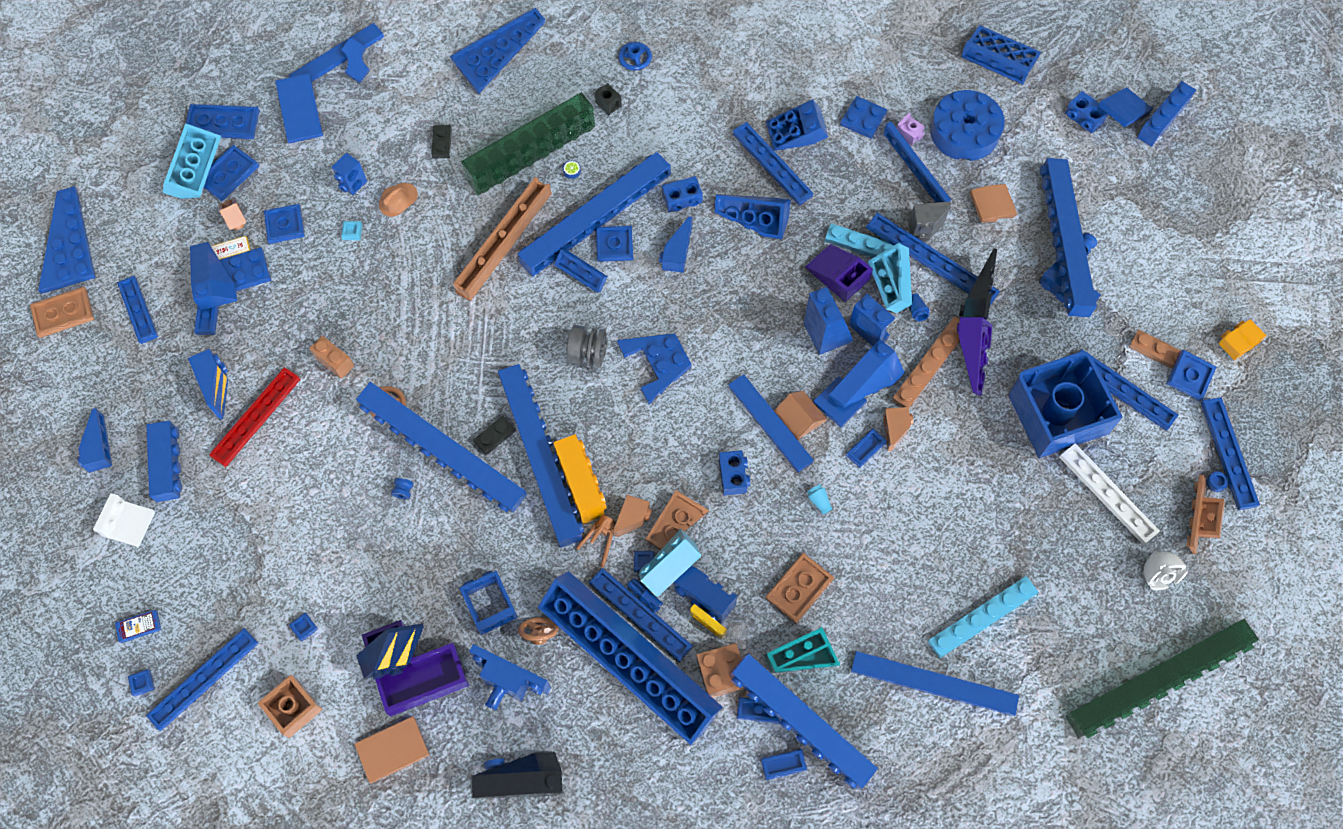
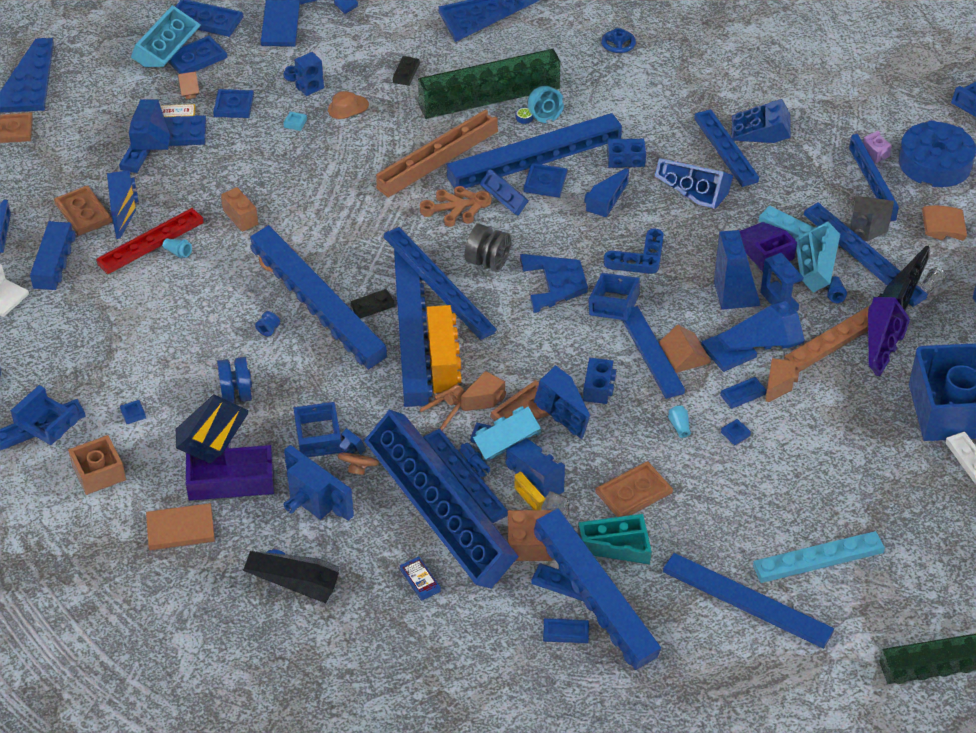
camera: 15 degrees right, 20 degrees down
(137, 309) = (73, 140): blue tile -> none
(175, 394) = (83, 210): none -> nougat tile
(206, 656) = (35, 406): none -> blue window
(286, 418) = (178, 247): none -> medium azure cone
(327, 170) = (289, 73): none -> blue plate
(395, 570) = (235, 380): none -> blue wheel
(525, 609) = (351, 443): none -> blue tile
(539, 294) = (479, 200): none -> nougat plant
(552, 399) = (440, 283): none -> blue tile
(589, 154) = (545, 103): none -> medium azure cylinder
(612, 102) = (579, 67): pearl dark grey brick -> none
(634, 744) = (420, 578): none -> tile
(710, 512) = (562, 400): none -> blue slope
(720, 388) = (614, 307): none -> blue window
(735, 313) = (646, 258): none -> blue beam
(863, 117) = (833, 130): blue plate -> none
(872, 495) = (735, 432): none -> blue tile

